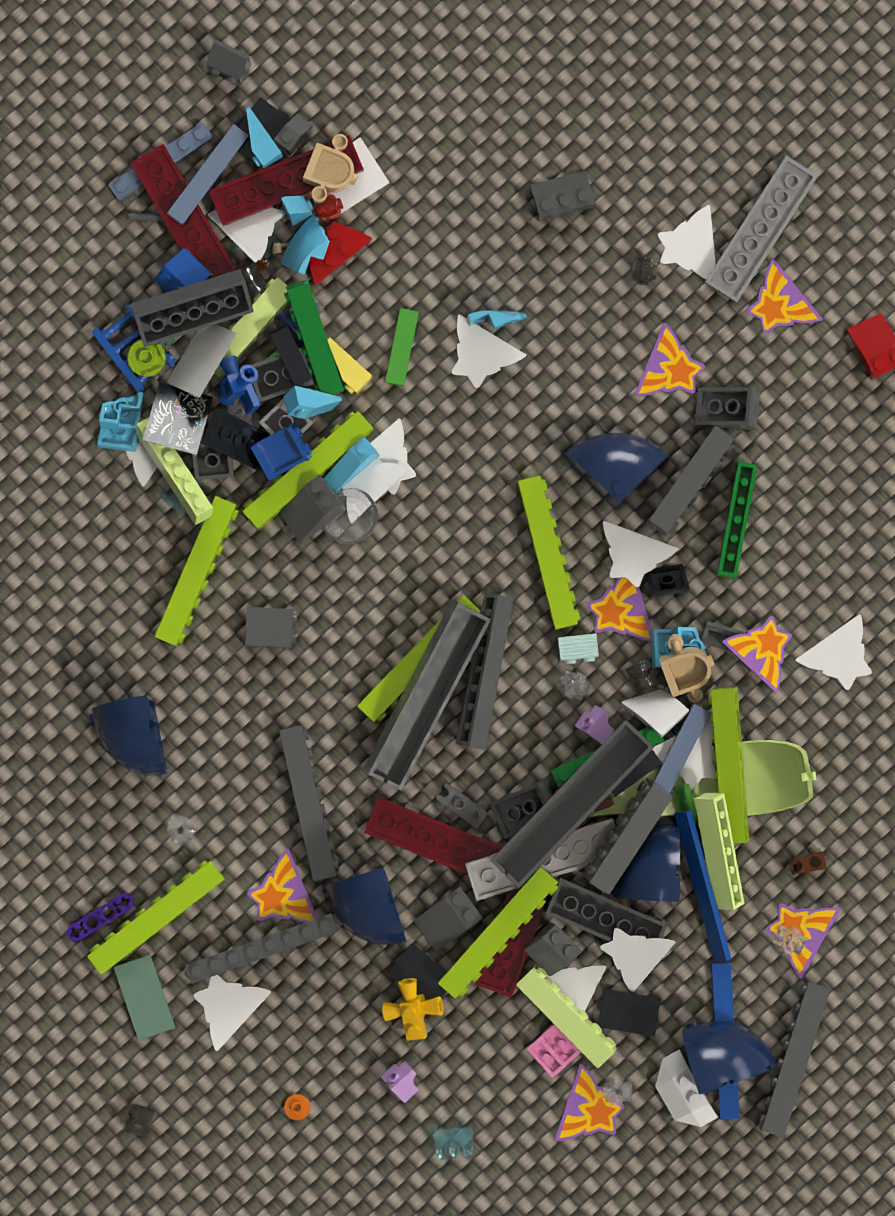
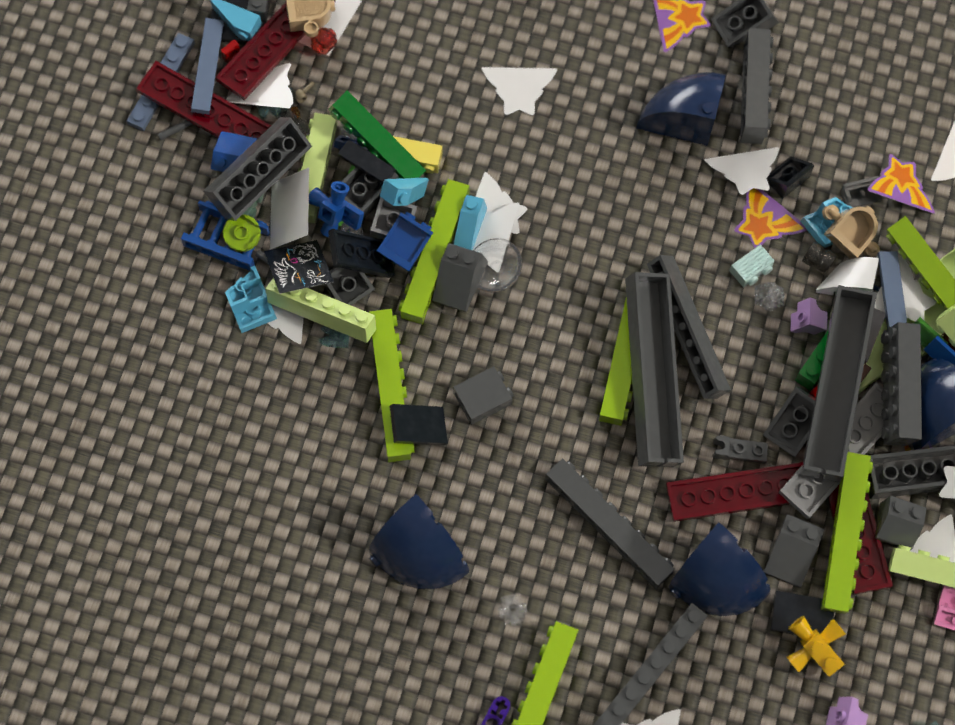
camera: 30 degrees left, 15 degrees down
(197, 623) = (418, 424): none -> black tile
(238, 168) = (230, 51): none -> red tile
(283, 893) = (635, 616): sticker -> none
(297, 208) = (297, 54): medium azure slope -> none
(307, 242) = (322, 78): medium azure slope -> none
(343, 244) = (347, 69): red wing -> none
(402, 347) = (452, 115): bright green tile -> none
(496, 318) = (512, 49): medium azure slope -> none
(547, 552) = (677, 206): lime brick -> none
(736, 520) = (812, 96): green brick -> none

